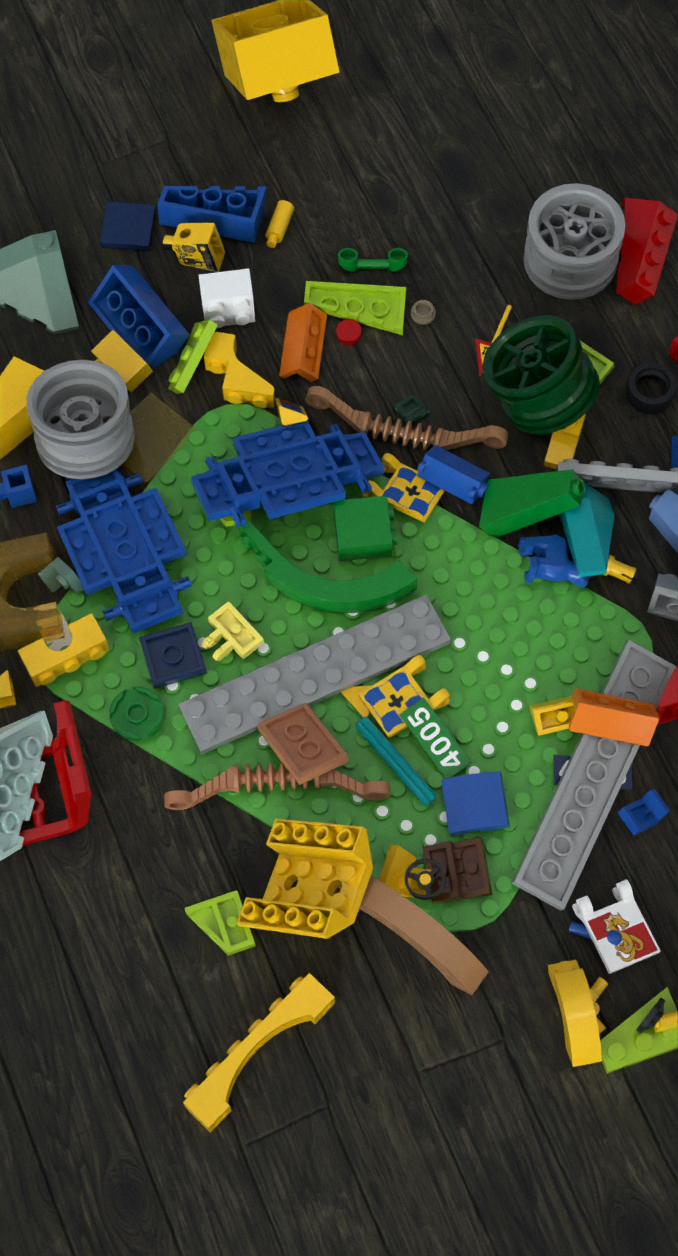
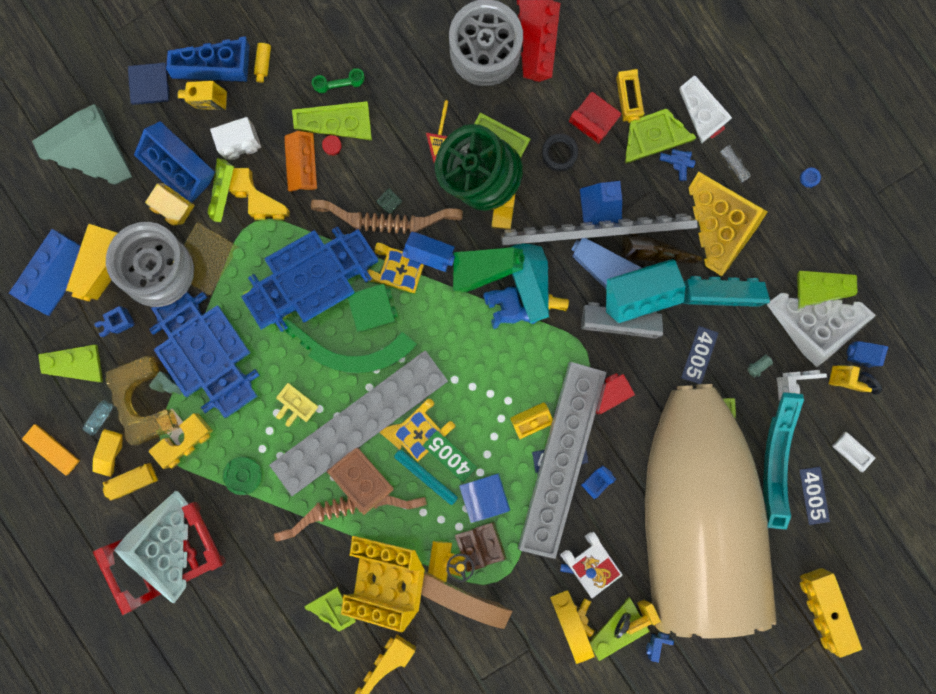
camera: 10 degrees left, 20 degrees up
(173, 655) = (257, 427): dark blue tile -> none
(290, 413) = (302, 224): yellow slope -> none
(423, 312) = (383, 119): dark tan plate -> none
(613, 717) = (569, 422): orange panel -> none

